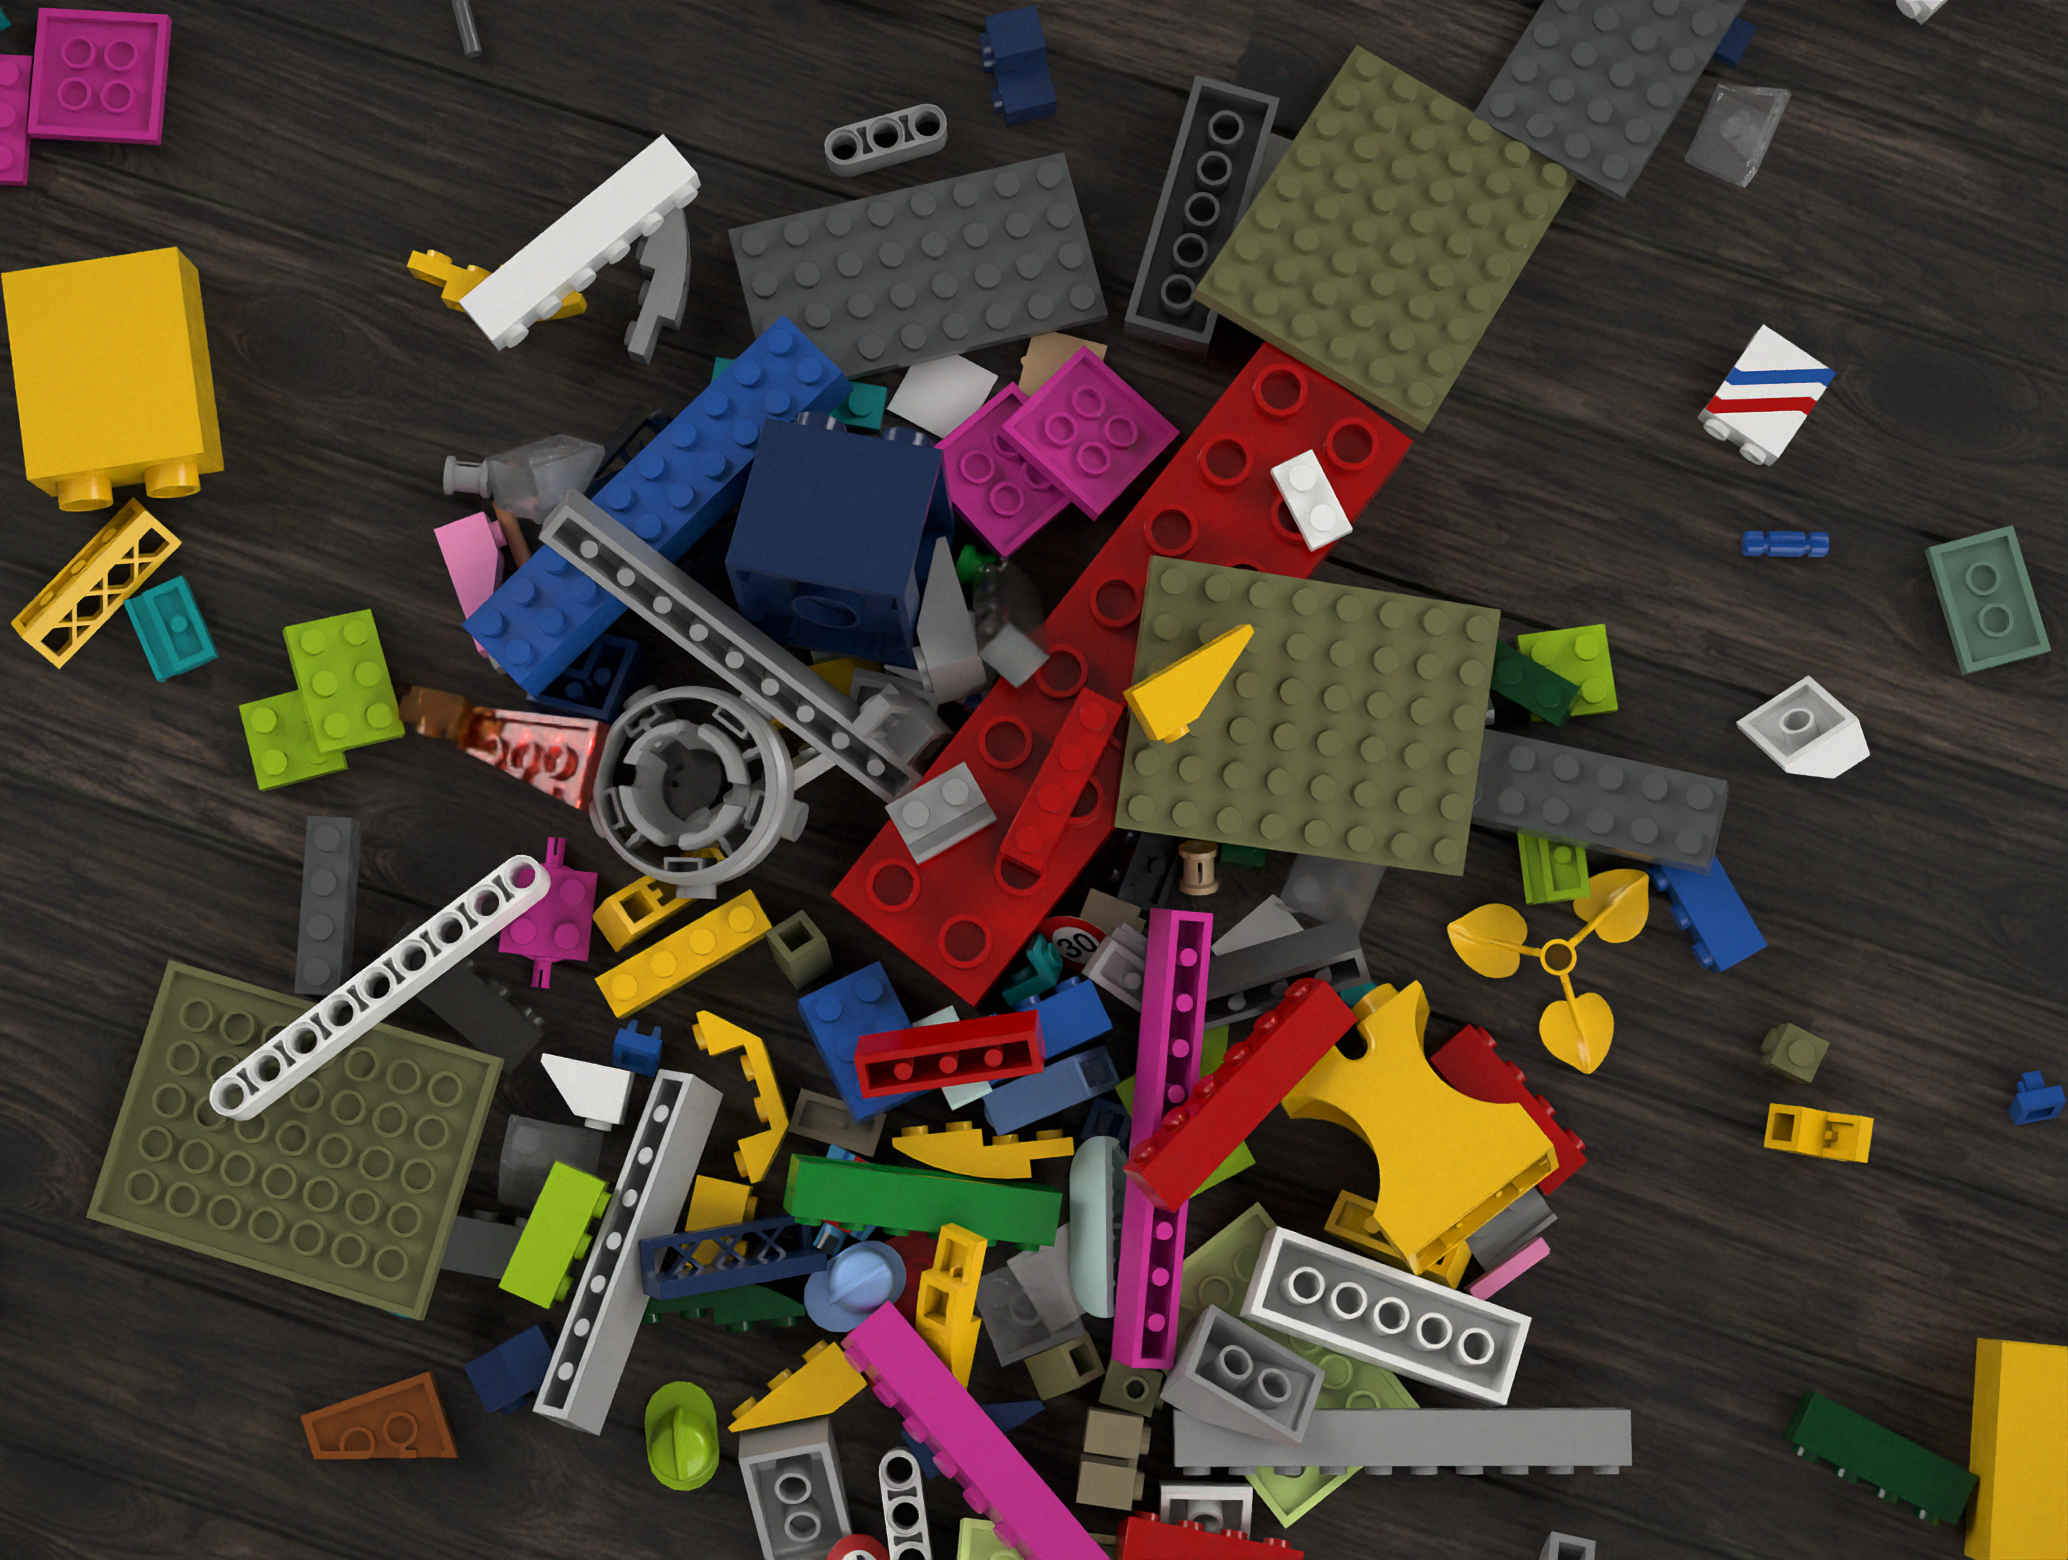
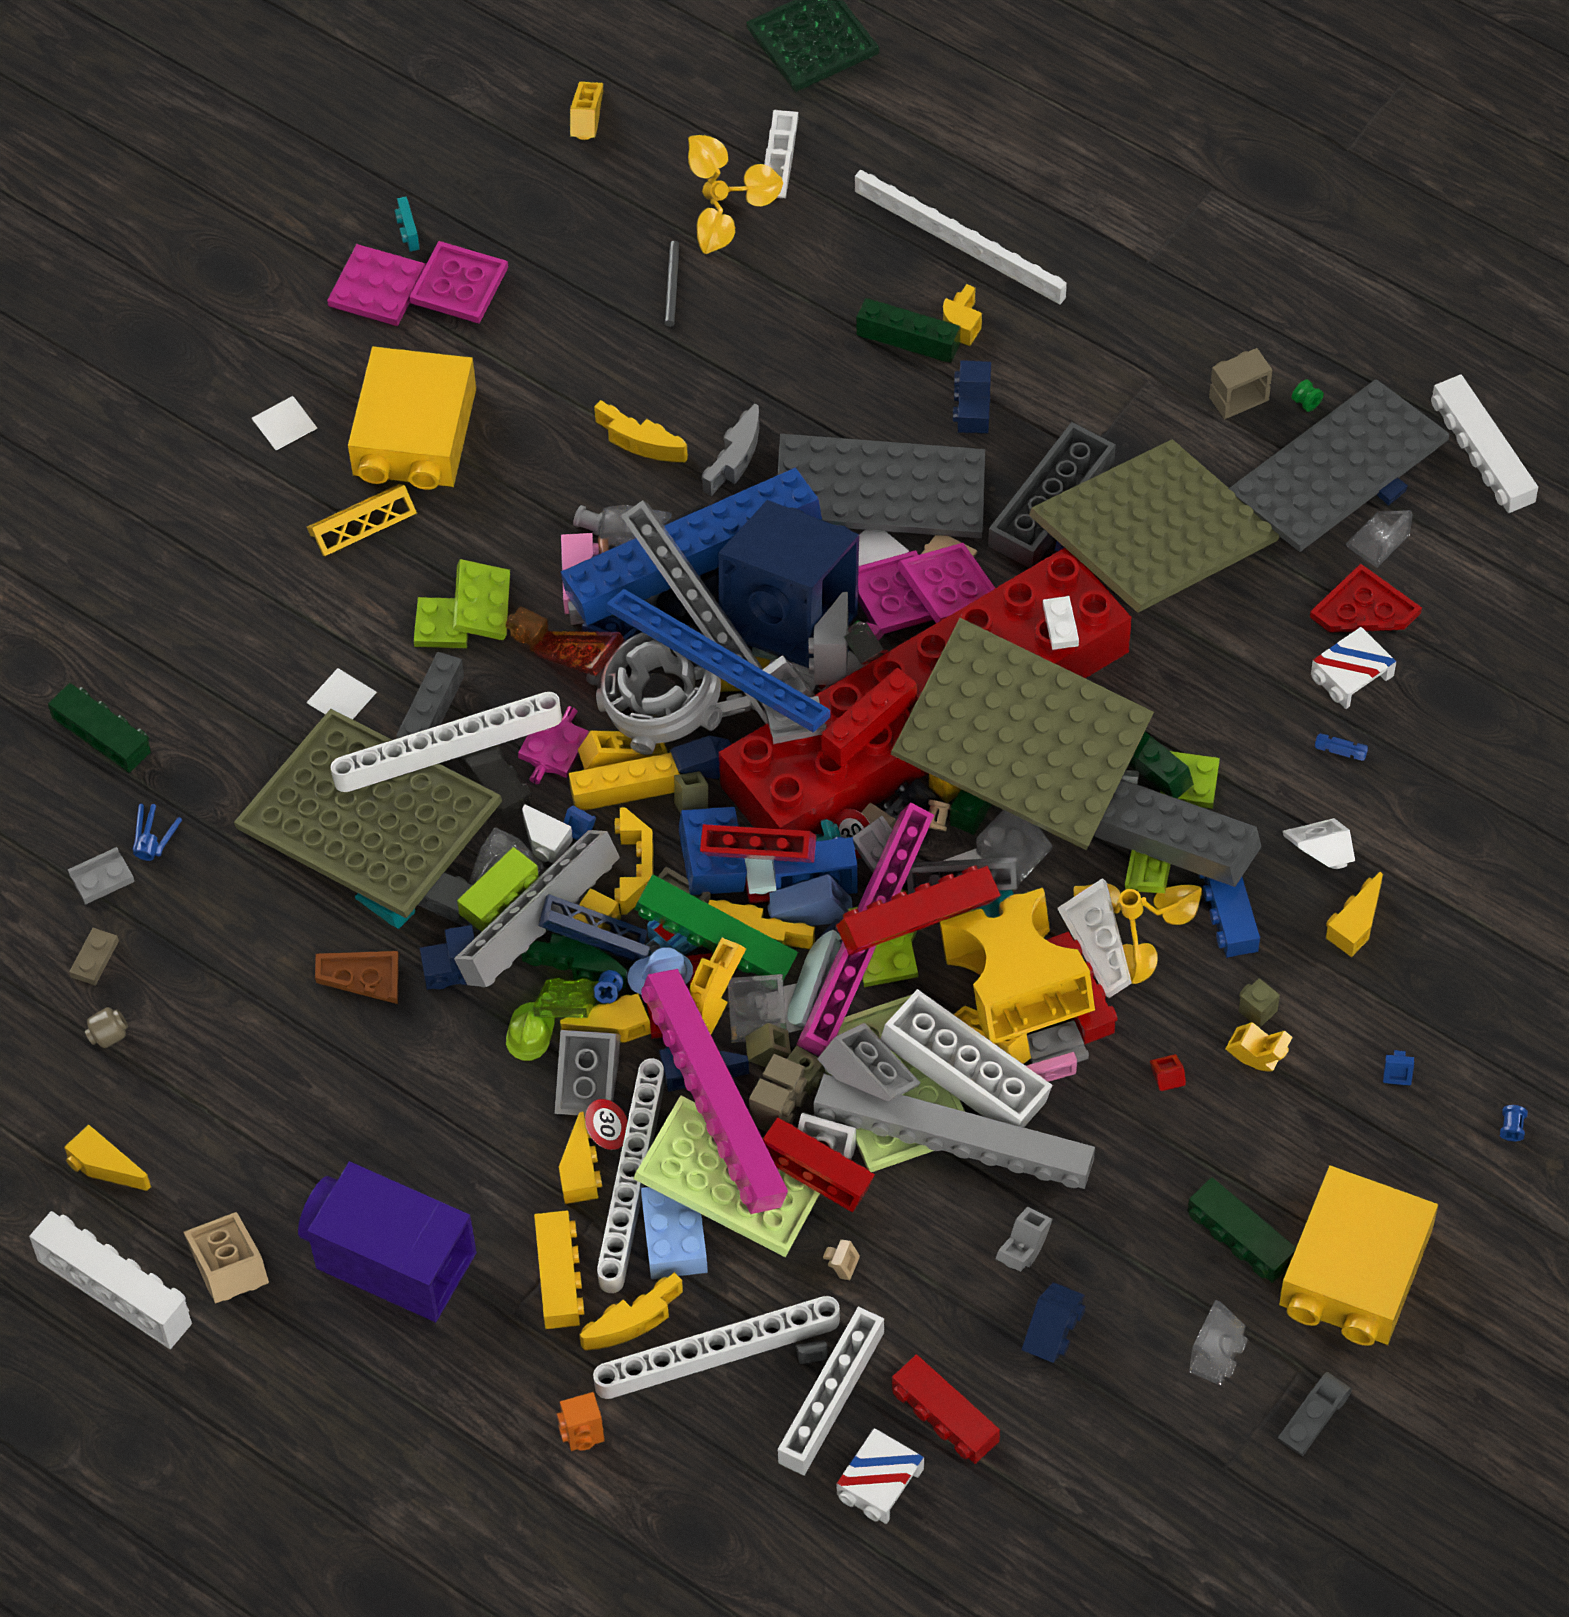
camera: 20 degrees right, 25 degrees down
(171, 629) = (395, 551): teal plate -> none
(178, 921) = (342, 694): none -> white sticker
(581, 243) = (695, 415): white brick -> none
(725, 1382) = (565, 998): none -> clear neon green plate
(783, 748) = (718, 660): none -> blue plate
(785, 1346) = (611, 993): none -> blue bush
(799, 879) = (700, 756): none -> dark blue slope
(901, 124) = (885, 418): light grey beam -> none
(1183, 689) = (950, 683): yellow slope -> none
(1506, 1000) = (1094, 925): none -> white wing
(1684, 1207) = (1168, 1072): none -> red slope
(1750, 270) = (1365, 602): none -> red plate
(1901, 856) = (1353, 924): none -> yellow slope
(1987, 600) = (1453, 804): sand green plate -> none

